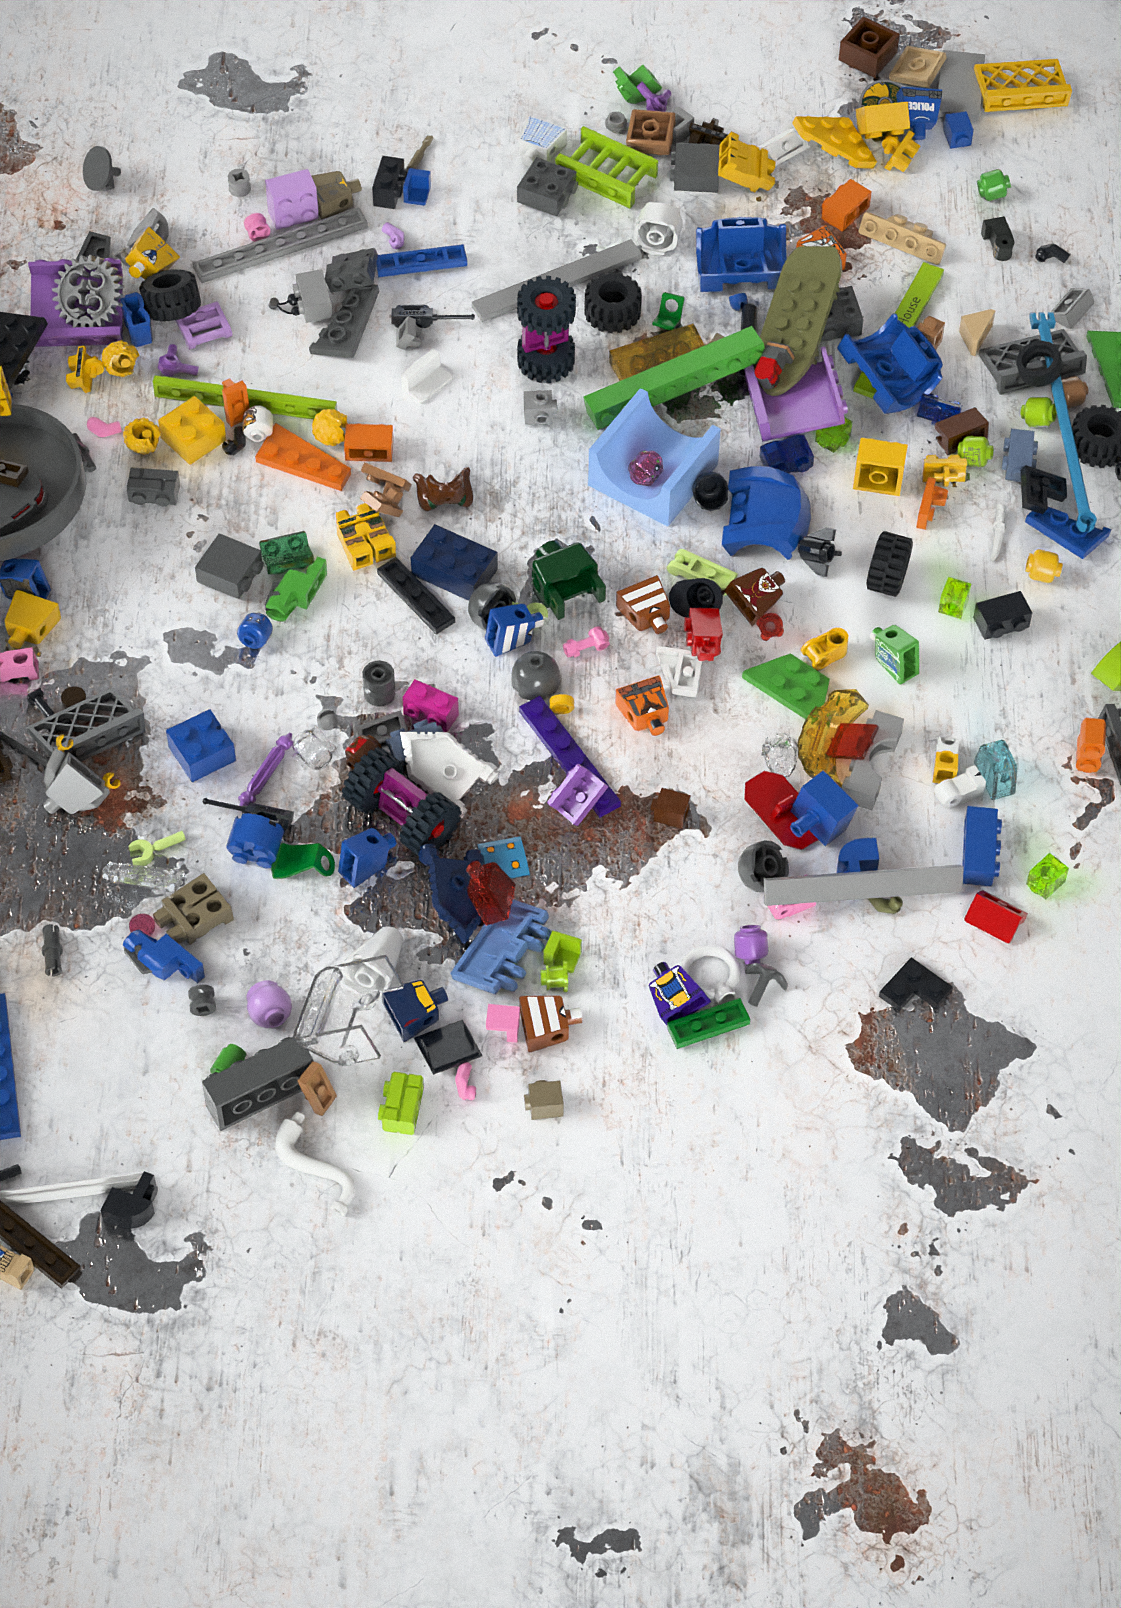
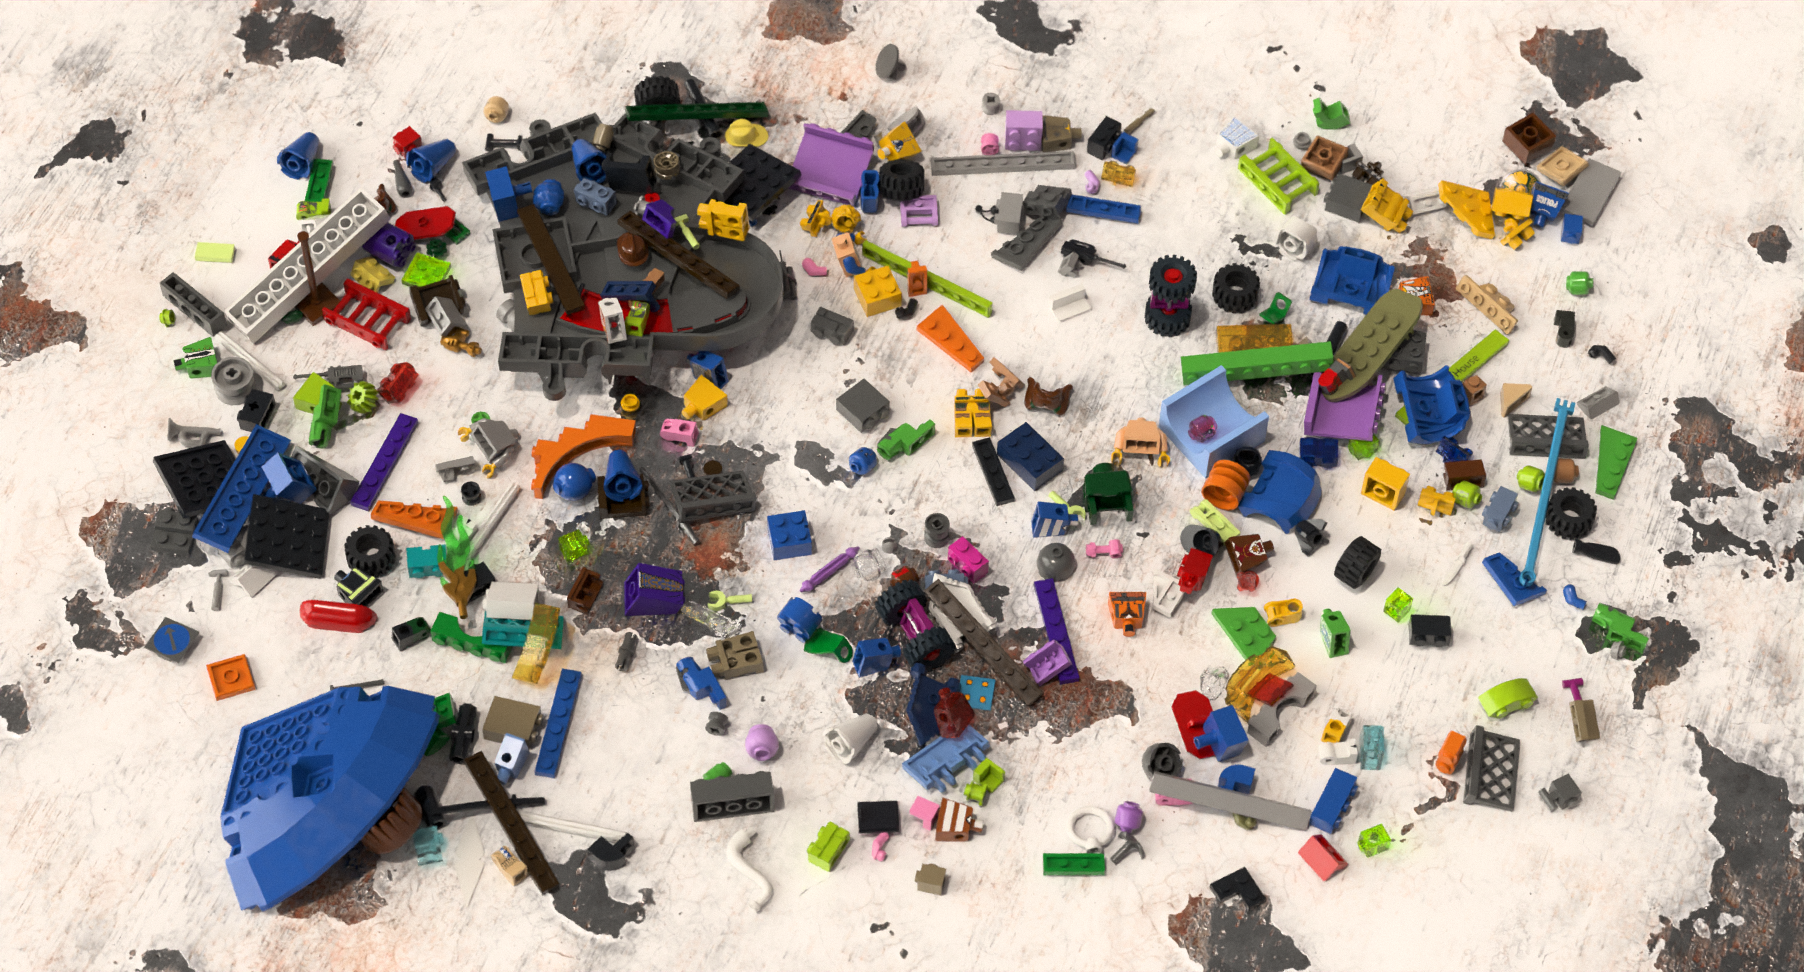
camera: 20 degrees right, 0 degrees up
(58, 865) = (653, 591): none -> dark purple slope
(69, 292) = (852, 165): light grey gear -> none
(72, 783) = (685, 534): light grey torso -> none
(138, 397) = (847, 253): none -> torso
(141, 436) = (838, 284): yellow piece -> none
(143, 922) = (698, 653): clear pink piece -> none
(170, 364) = (882, 234): medium lavender piece -> none
(257, 423) = (927, 301): white head -> none
(276, 815) = (820, 605): black piece -> none
(286, 553) = (909, 408): clear green bracket -> none
(317, 1088) = (771, 815): medium nougat hinge -> none
(328, 427) = (979, 319): yellow piece -> none
(333, 1004) = (804, 758): clear windscreen -> none
(368, 442) = (1005, 341): orange brick -> none
(382, 727) = (925, 564): light grey slope -> none
(413, 1007) = (864, 779): dark blue torso -> none
(422, 217) = (1118, 174): none -> clear yellow hips
(487, 597) = (1042, 491): dark grey cylinder -> none
(491, 796) = (983, 643): none -> dark brown tile
(539, 407) = (1144, 354): light grey brick -> none
(547, 187) = (1224, 178): dark grey brick -> none
(562, 704) = (1066, 590): yellow tile -> none
(573, 273) = (1207, 255): light grey tile -> none
(577, 502) = (1141, 437): none -> light nougat torso
(645, 605) = (1160, 534): dark orange torso -> none
(654, 101) = (1339, 134): medium lavender piece -> none
(671, 808) = (1114, 695): reddish brown brick -> none
(676, 993) = (1057, 834): torso -> none
(699, 523) = (1226, 484): none -> orange wheel
(738, 301) = (1335, 315): blue hinge -> none
(846, 204) = (1454, 263): orange brick -> none
(932, 496) = (1418, 519): orange hinge -> none
(1023, 96) = (1639, 217): yellow fence -> none
(1040, 485) = (1502, 537): black plate -> none
(1043, 377) = (1546, 452): black tyre -> none
(1043, 566) = (1479, 602): yellow head -> none

